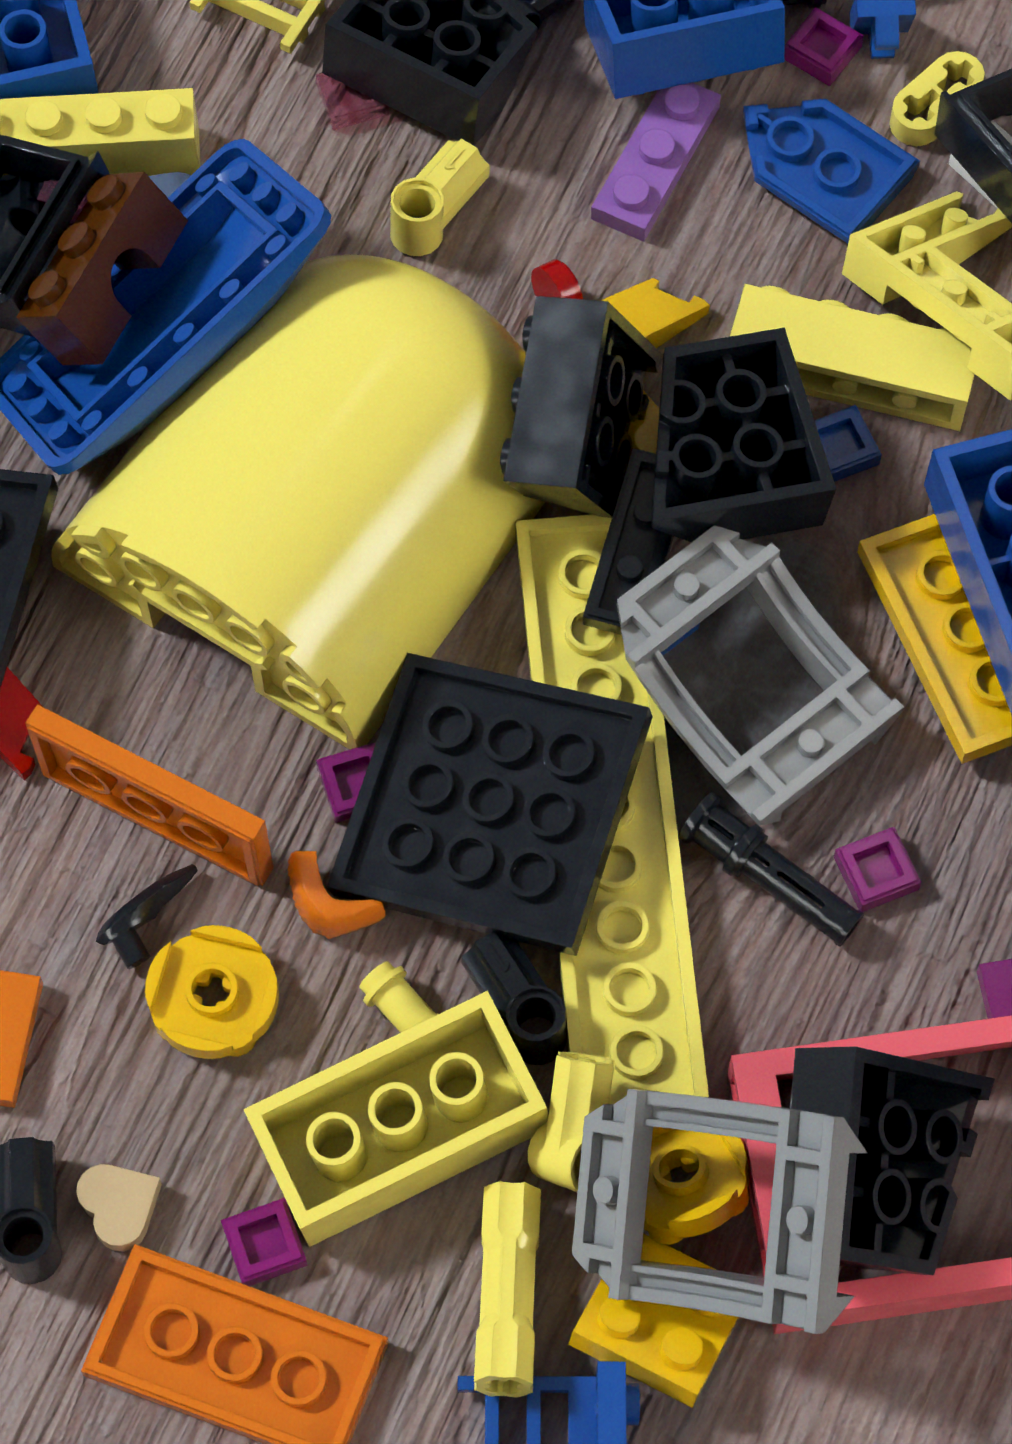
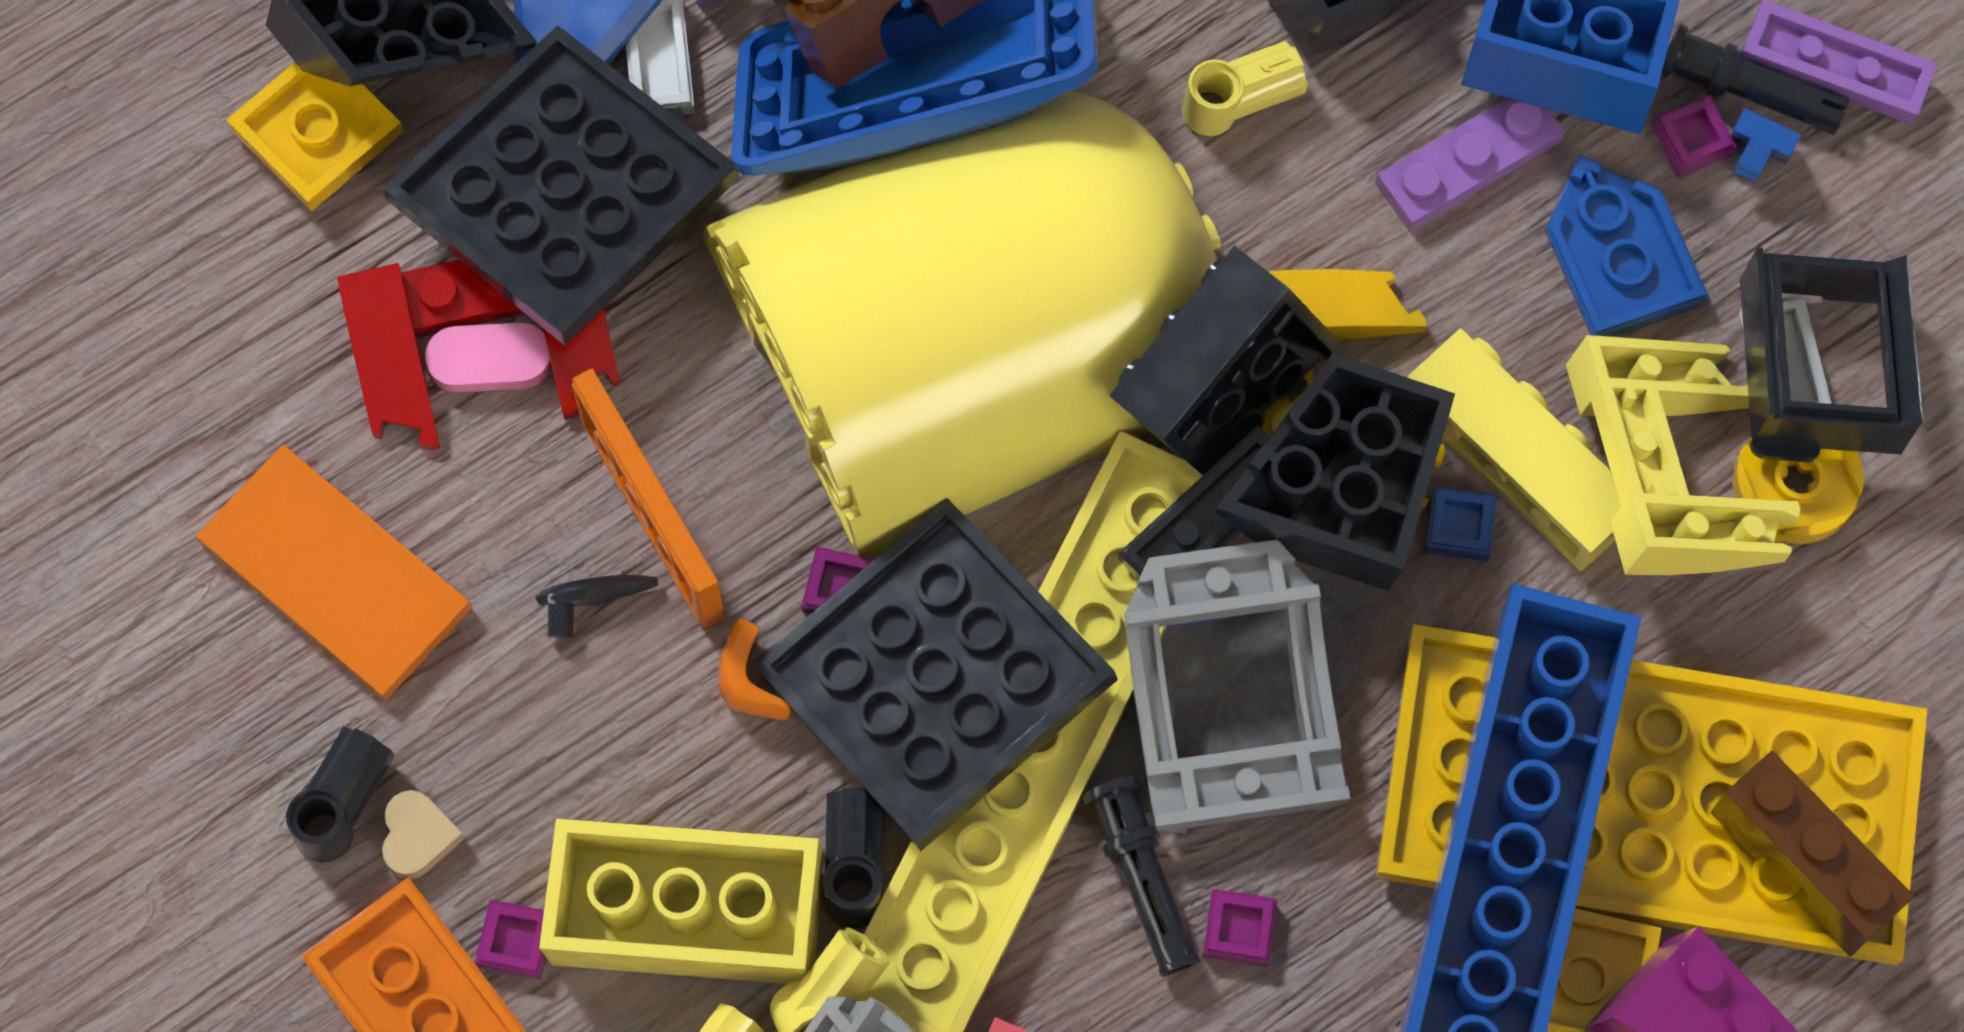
camera: 30 degrees right, 5 degrees up
(193, 961) = (602, 737): yellow plate -> none
(395, 997) = (752, 797): light yellow pin -> none
(555, 280) = (1295, 237): red tile -> none
(926, 92) = (1763, 232): light yellow beam -> none

